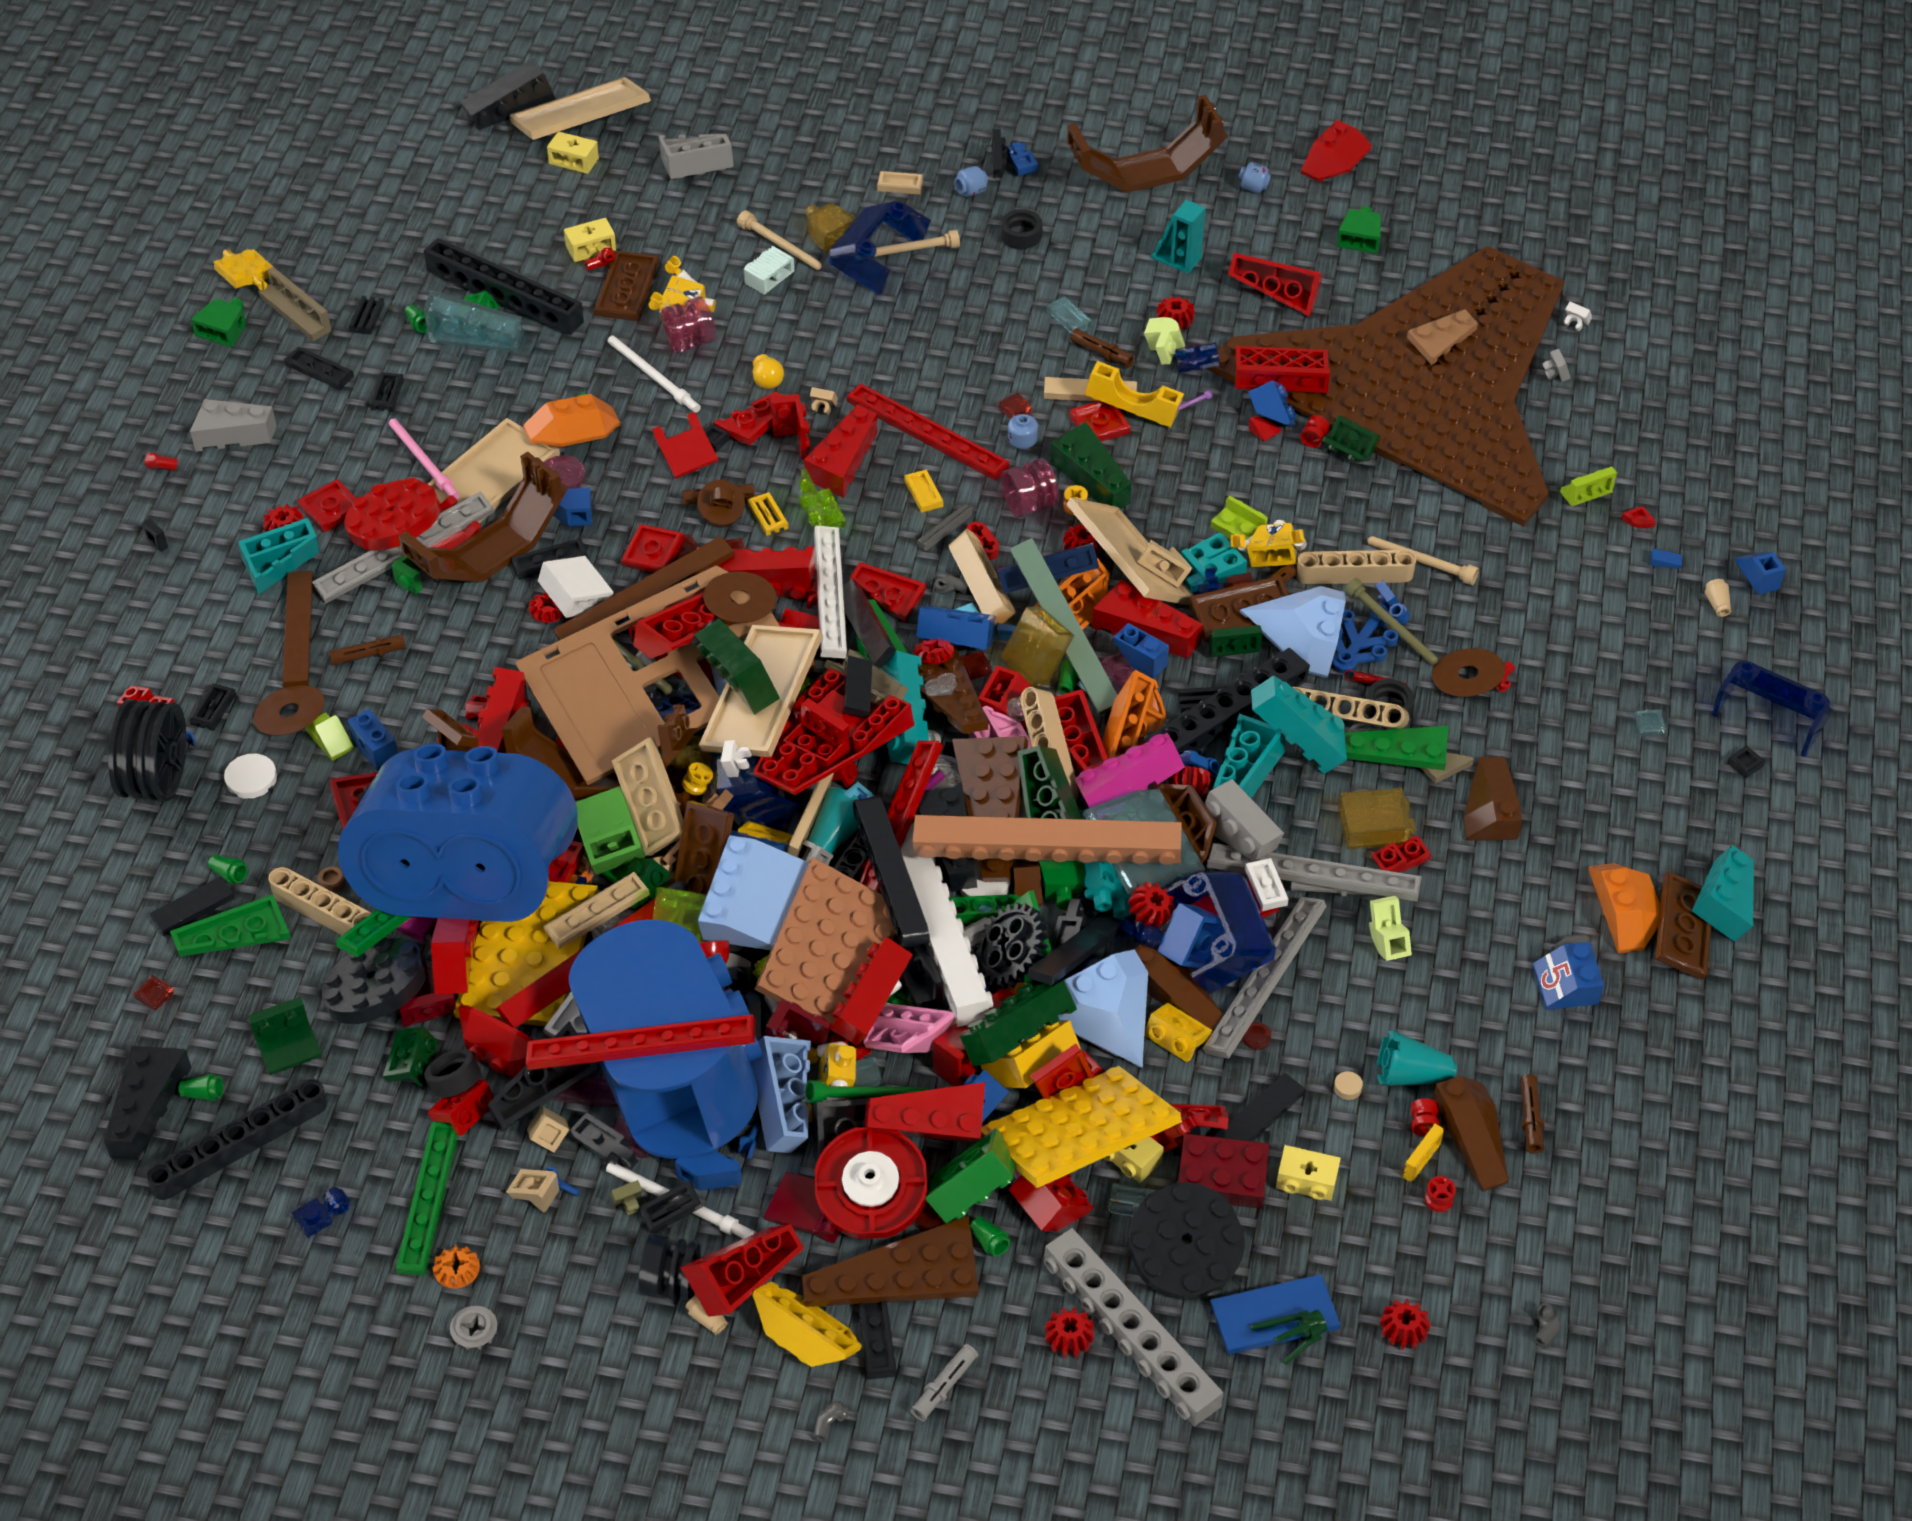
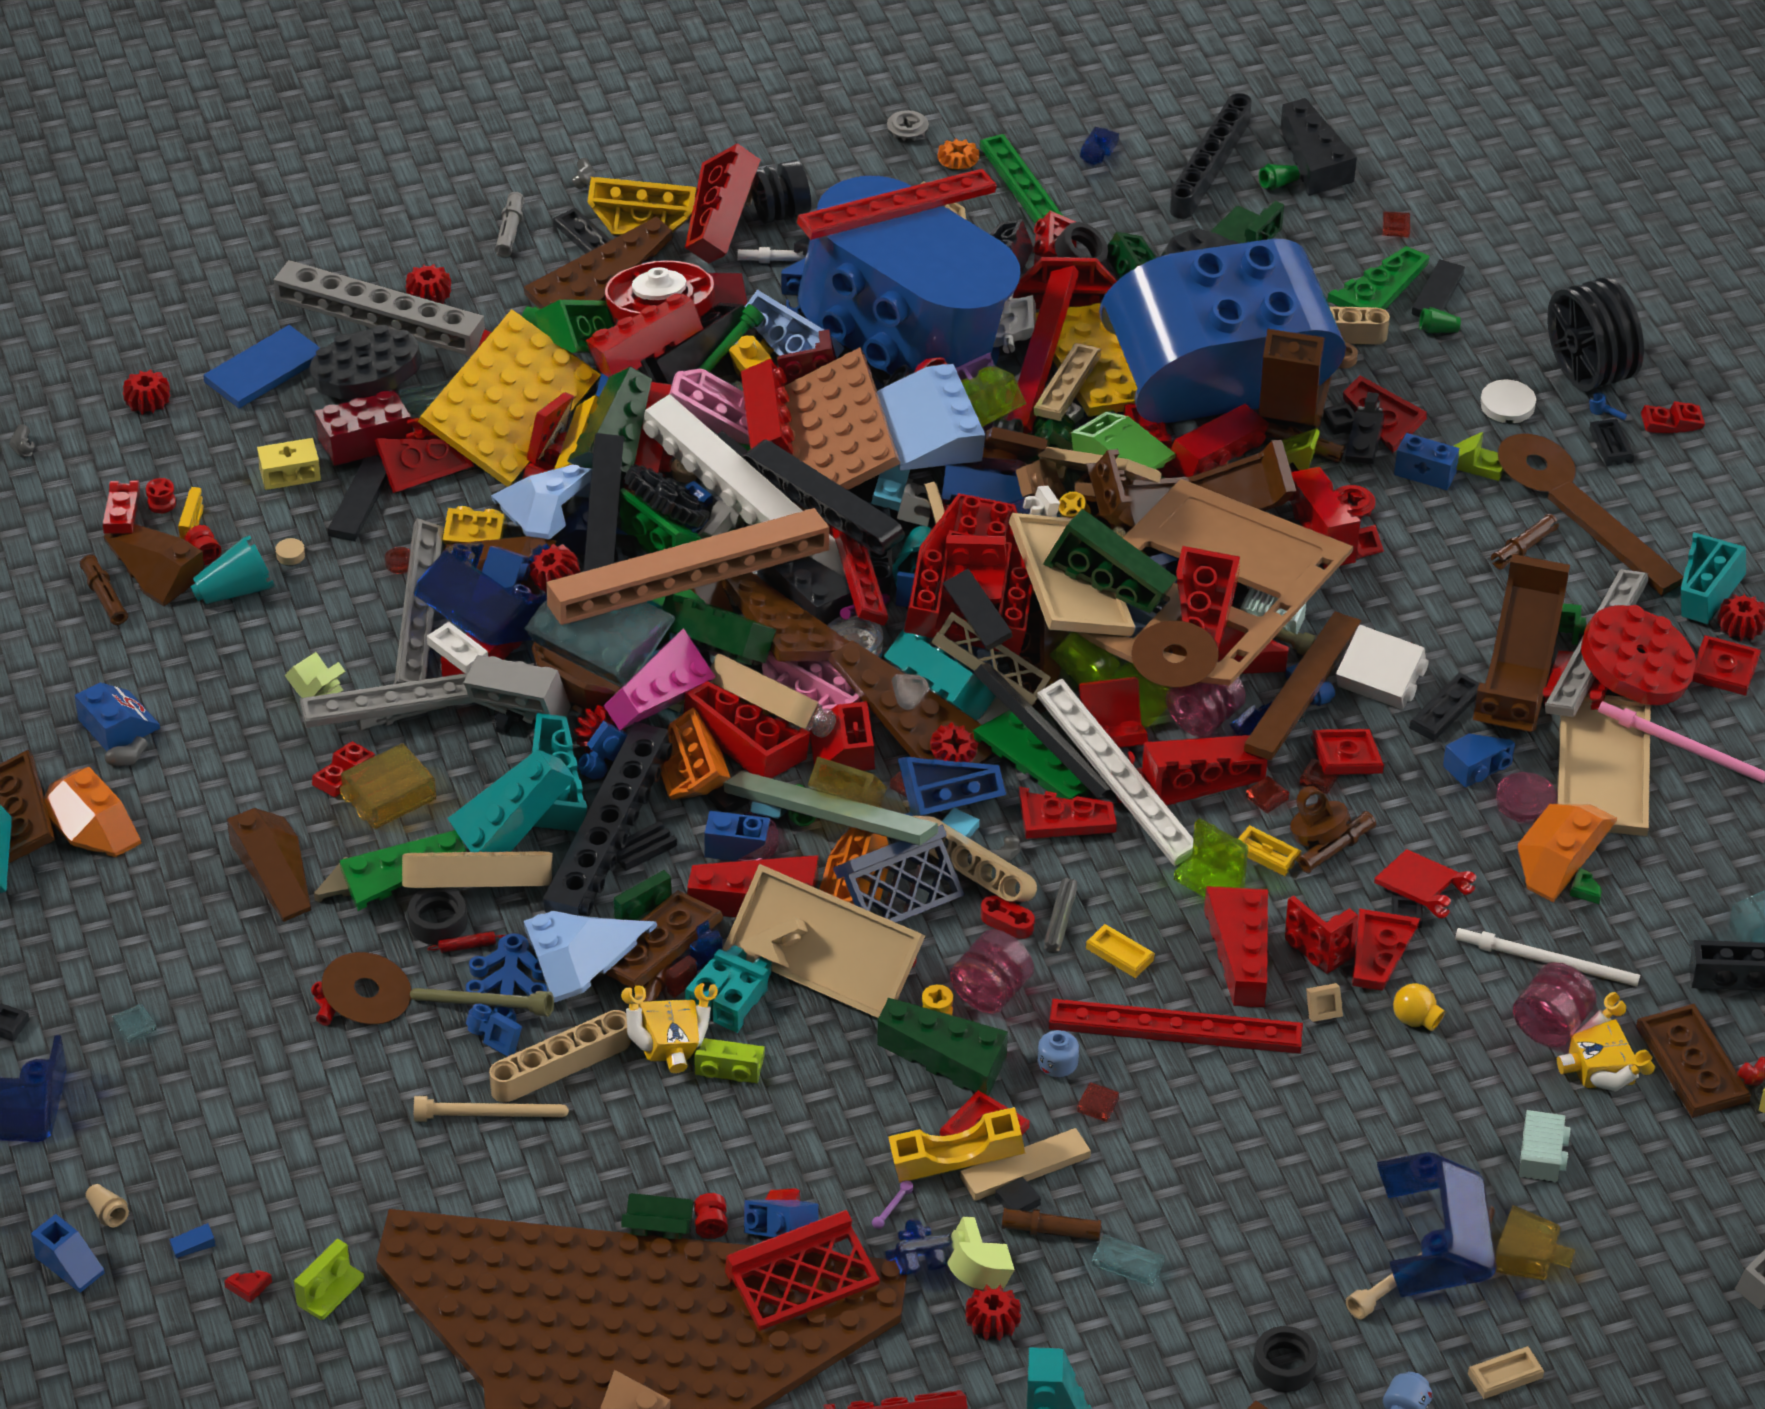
camera: 150 degrees right, 5 degrees down
(748, 222) = (1634, 1209): tan piece -> none
(1310, 1325) = (228, 350): dark green plant -> none
(1482, 1194) = (121, 507): none -> red plate

